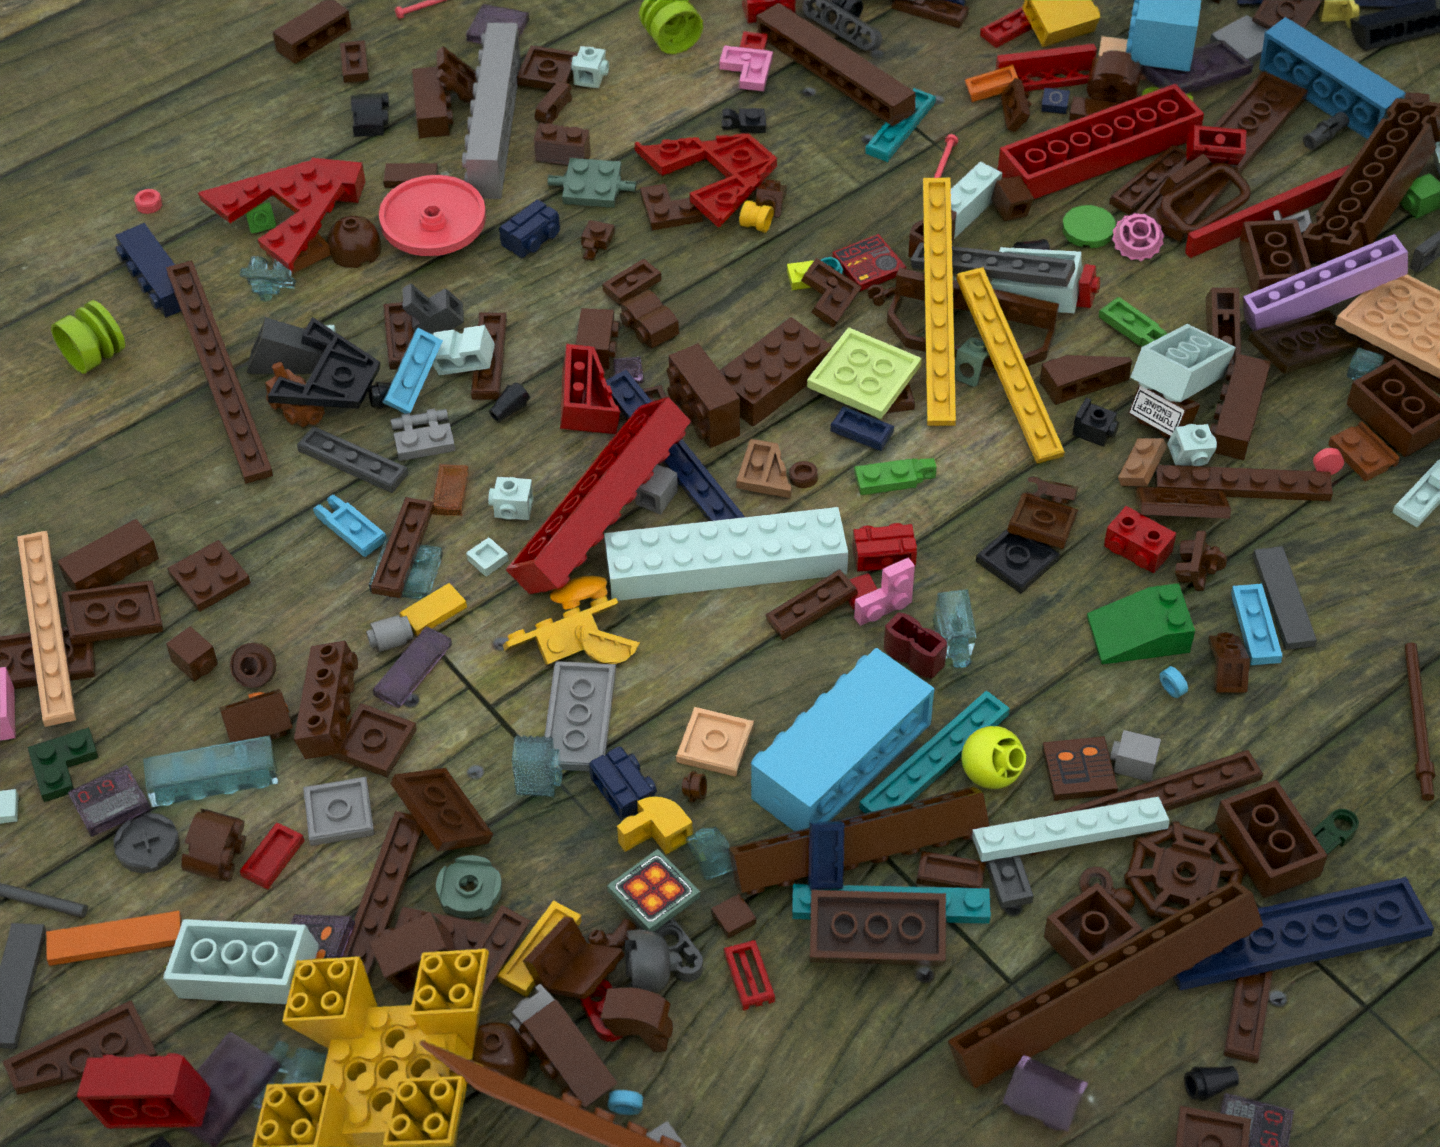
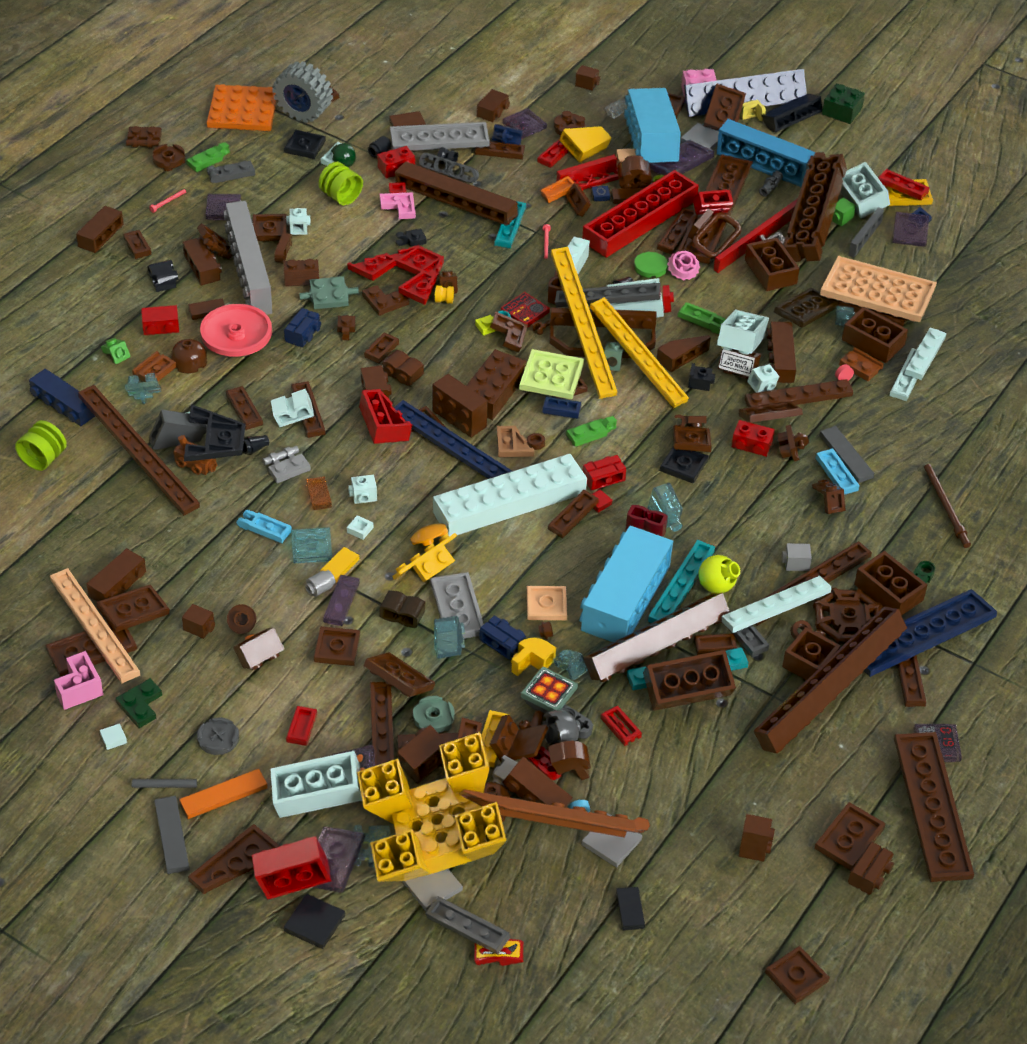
camera: 20 degrees left, 5 degrees down
(109, 800) = (184, 716): clear purple tile -> none
(148, 201) = (35, 356): coral tile -> none
(208, 575) = (185, 574): reddish brown plate -> none
(210, 771) = (242, 685): clear light blue brick -> none
(213, 844) = (267, 725): reddish brown brick -> none
(301, 187) = (142, 326): red wing -> none
(325, 700) = (299, 628): reddish brown brick -> none
(338, 811) = (332, 691): light grey tile -> none
(352, 459) = (247, 487): dark grey tile -> none
(402, 547) = (307, 531): reddish brown tile -> none
(412, 371) = (268, 425): medium azure plate -> none
(435, 313) = (263, 389): dark grey brick -> none
(492, 702) = (402, 609): none -> dark brown brick
(510, 401) = (335, 433): black cone -> none
(599, 497) = (422, 475): red brick -> none
(606, 647) = (458, 563): yellow tile -> none
(632, 365) = (397, 398): clear purple tile -> none
(657, 491) = (450, 466): light grey brick -> none
(733, 916) = (598, 695): reddish brown tile -> none
(826, 855) = (644, 646): dark blue plate -> none
(893, 595) = (621, 498): bright pink plate -> none
(1012, 198) = (599, 255): reddish brown brick -> none
(1044, 1094) = (818, 746): clear purple brick -> none
(1079, 768) = (766, 572): reddish brown tile -> none
(1142, 462) = (736, 394): medium nougat plate -> none
(1143, 625) = (773, 485): green slope -> none
(1173, 682) = (803, 513): medium azure tile -> none
(1207, 1082) = (903, 720): black cone -> none
(1224, 317) = (753, 300): reddish brown slope -> none
(1327, 284) = (808, 271): lavender brick -> none

